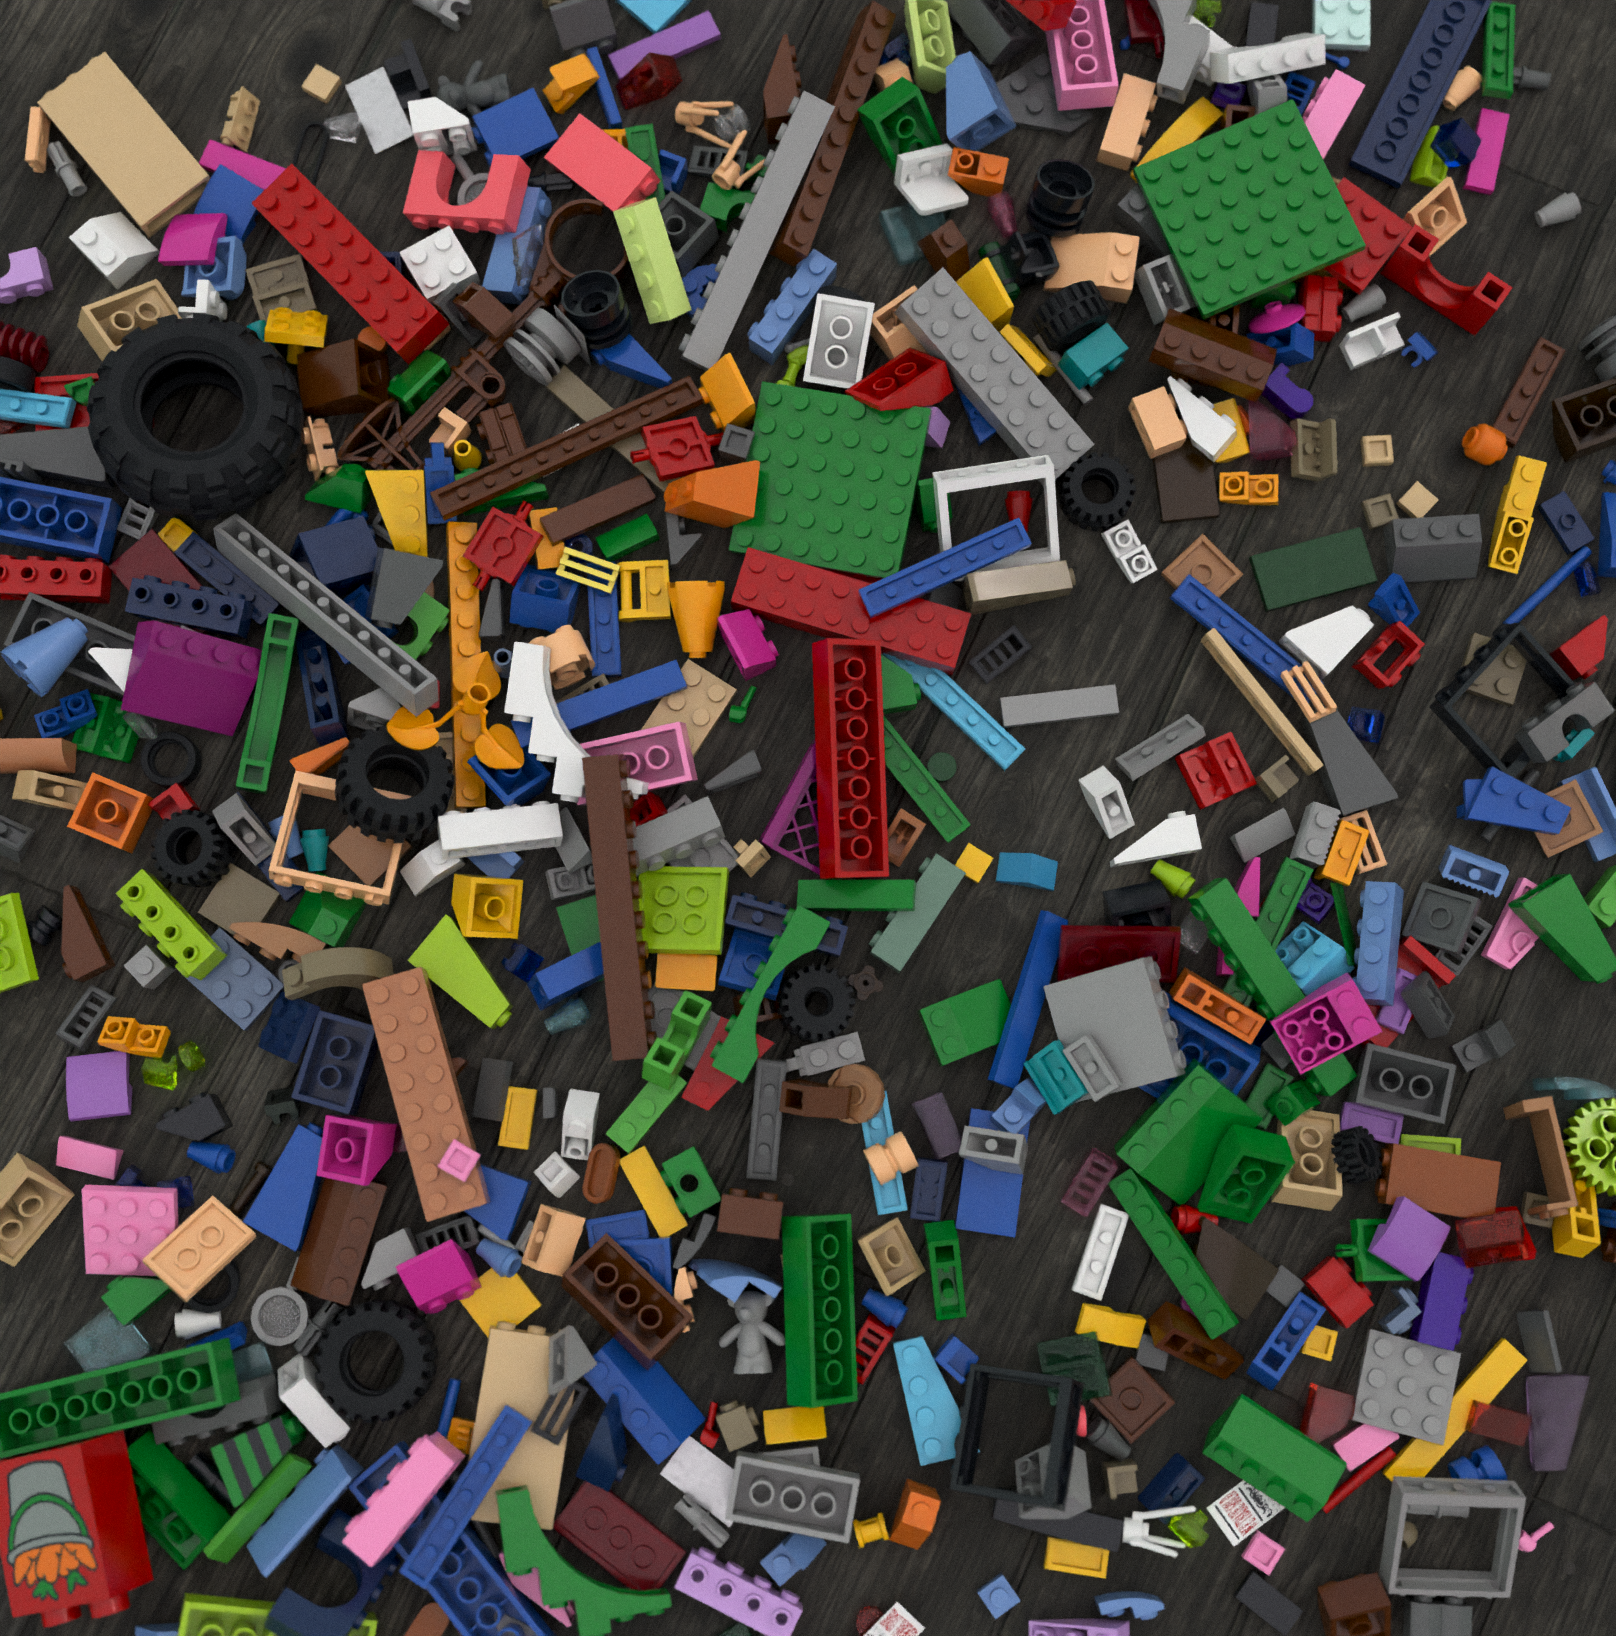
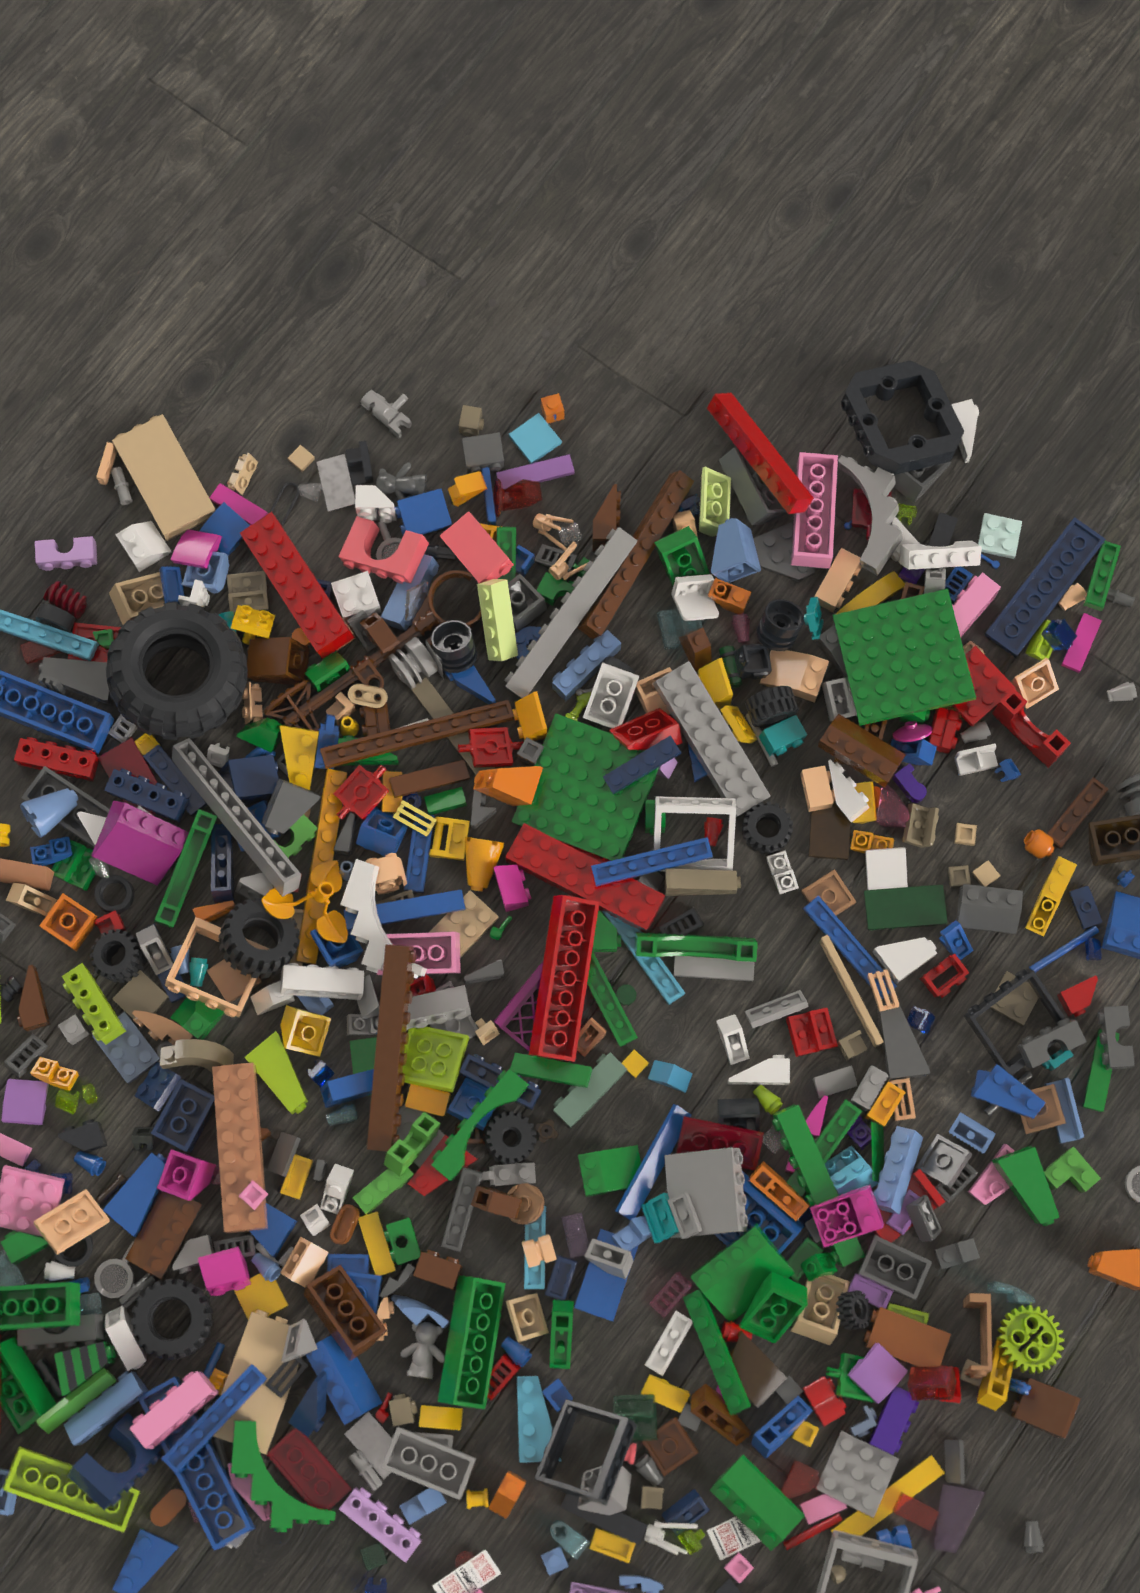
camera: 15 degrees right, 5 degrees down
(165, 292) = (171, 584): none -> blue tile
(283, 531) = (217, 755): none -> white tile
(485, 404) = (368, 695): none -> tan plate
(620, 86) = (500, 497): none -> clear red dish
(904, 430) = (642, 764): none -> dark blue plate
(1017, 1563) = (571, 1541): none -> clear light blue piece
(1042, 676) = (695, 945): none -> green arch
(1104, 178) = (813, 617): none -> teal plate
(1276, 518) = (886, 868): none -> white tile

